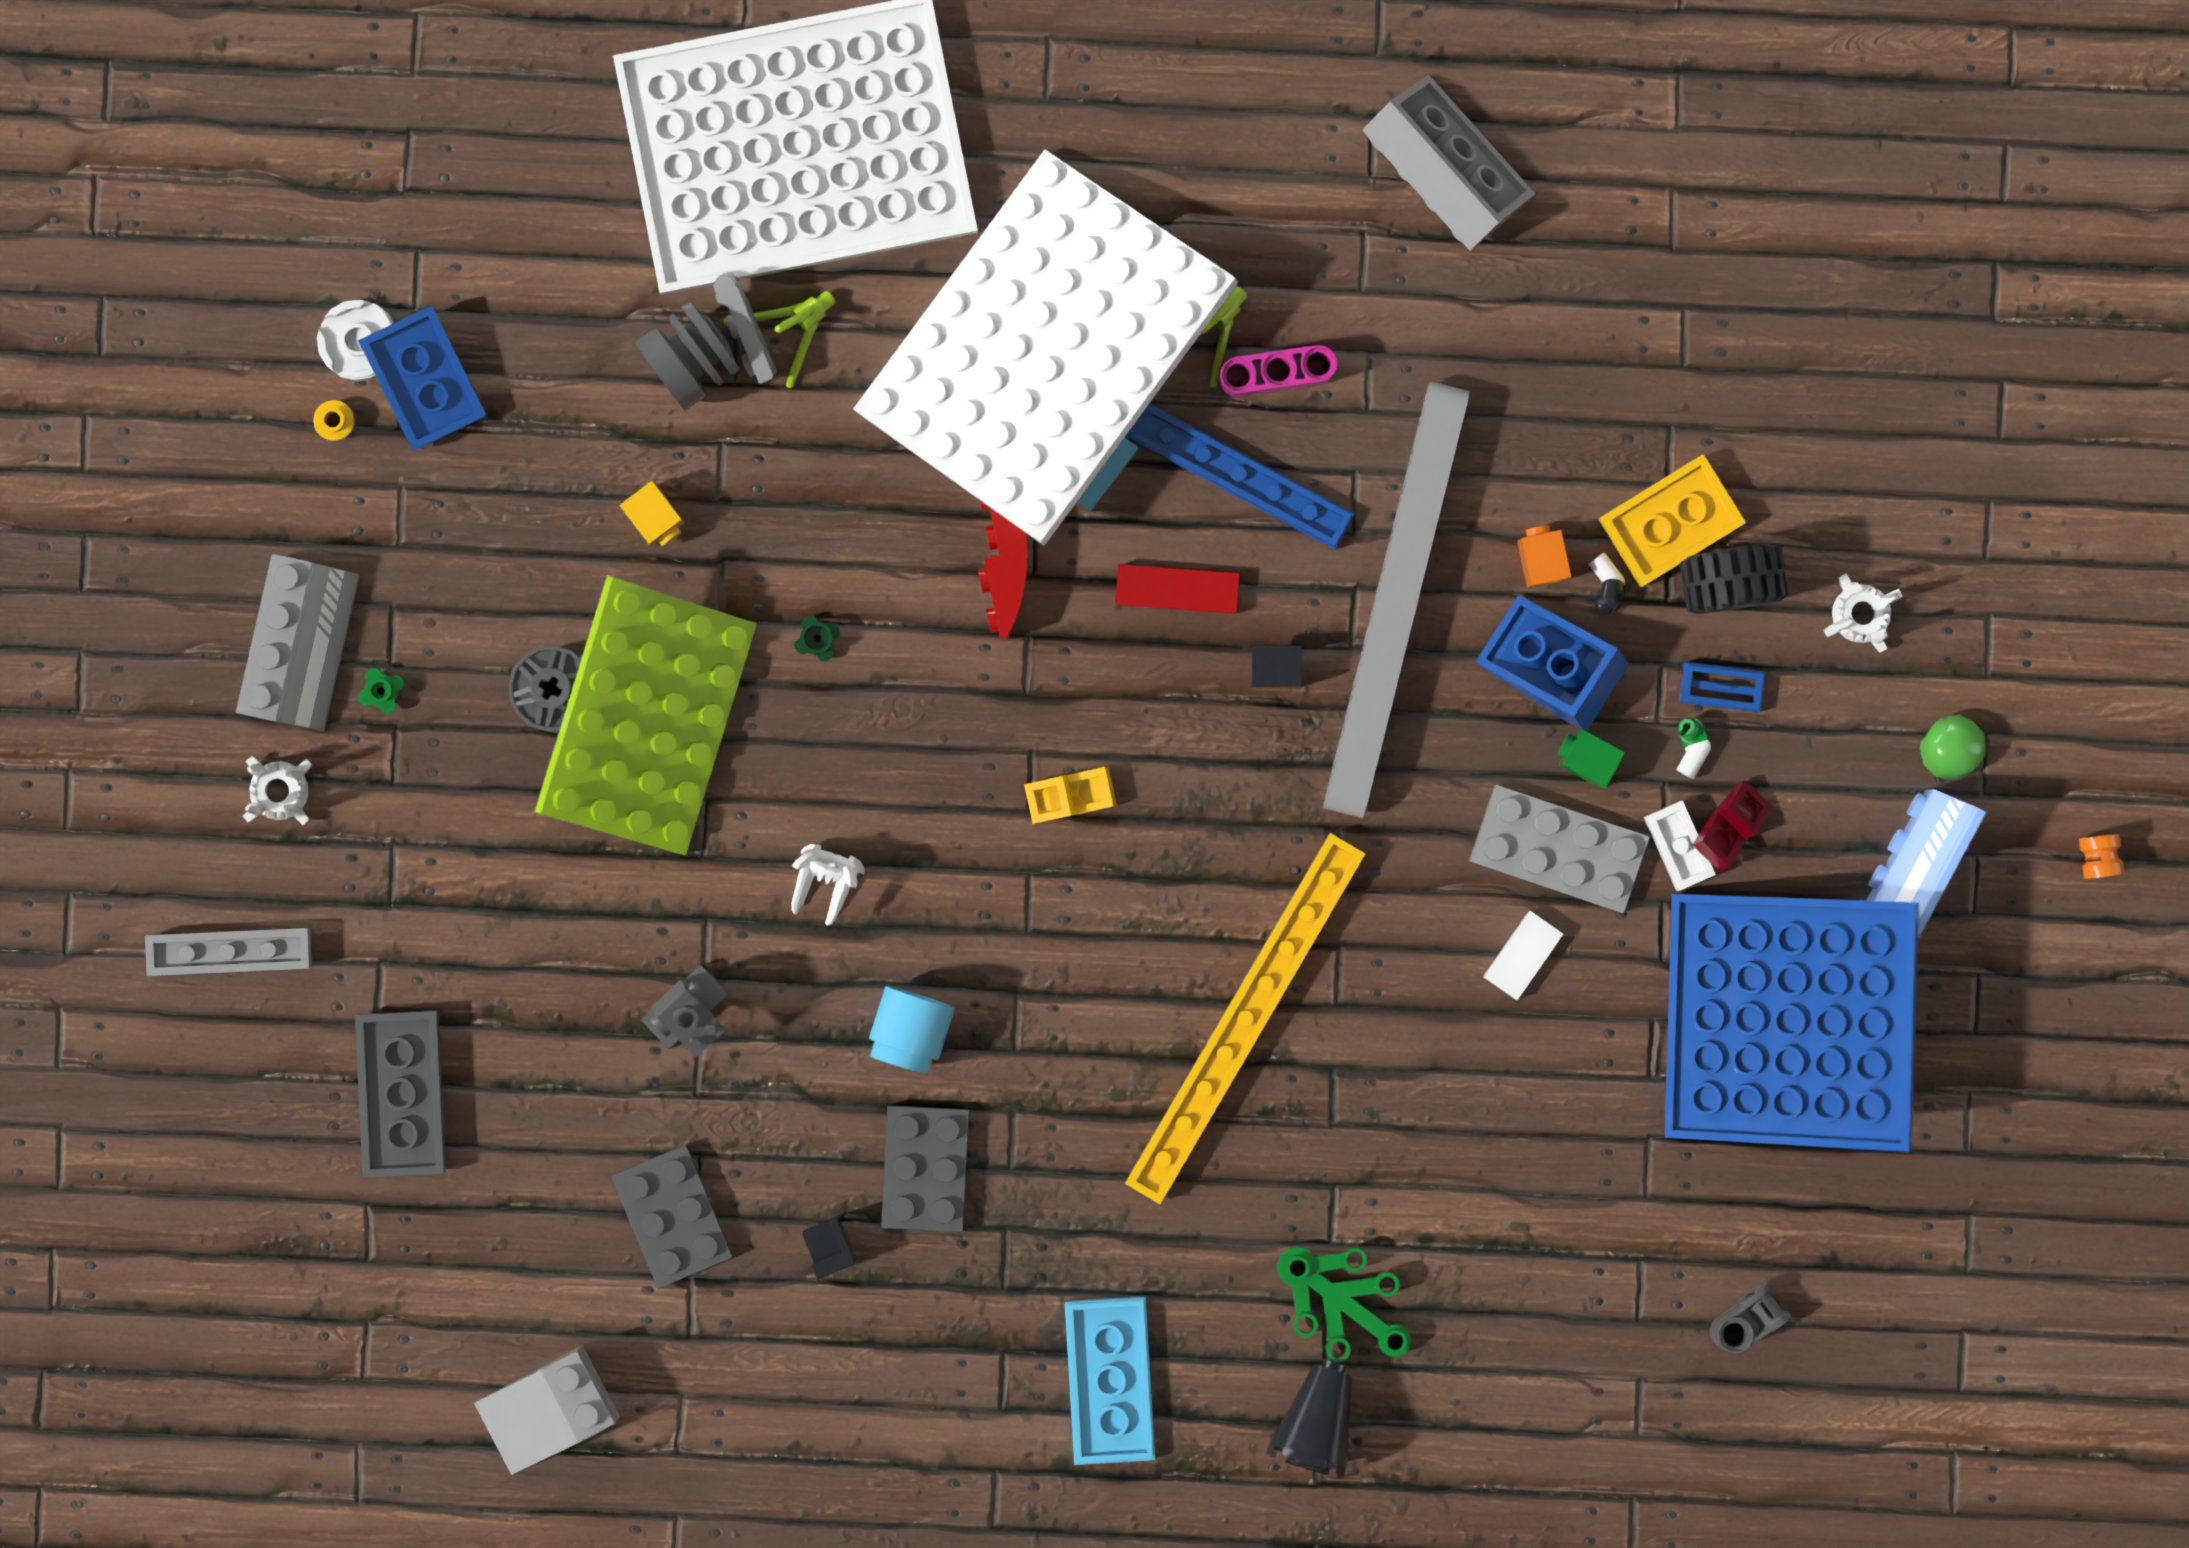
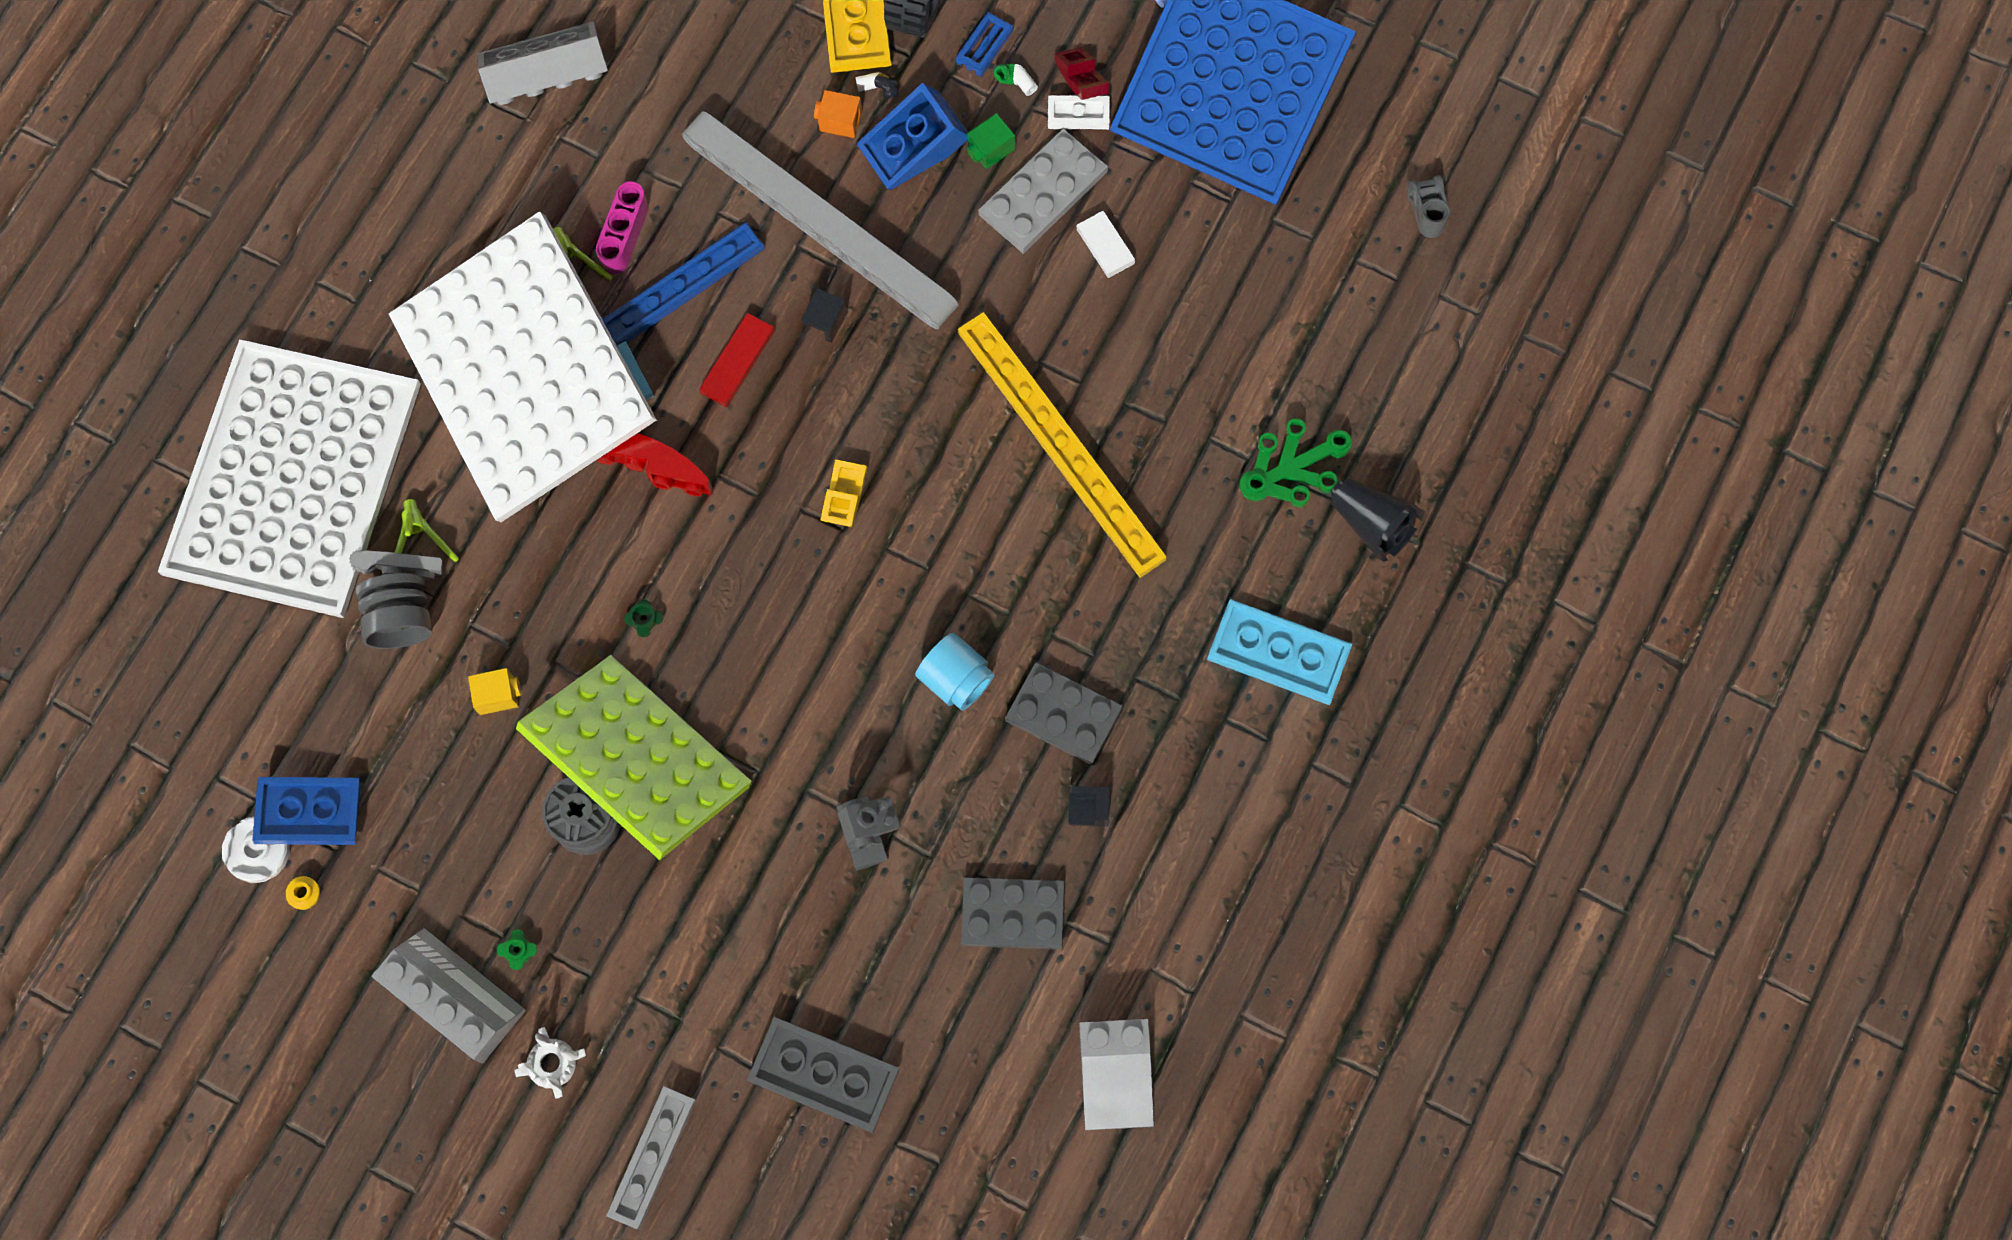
camera: 55 degrees left, 15 degrees down
(827, 865) = (822, 669): white piece -> none

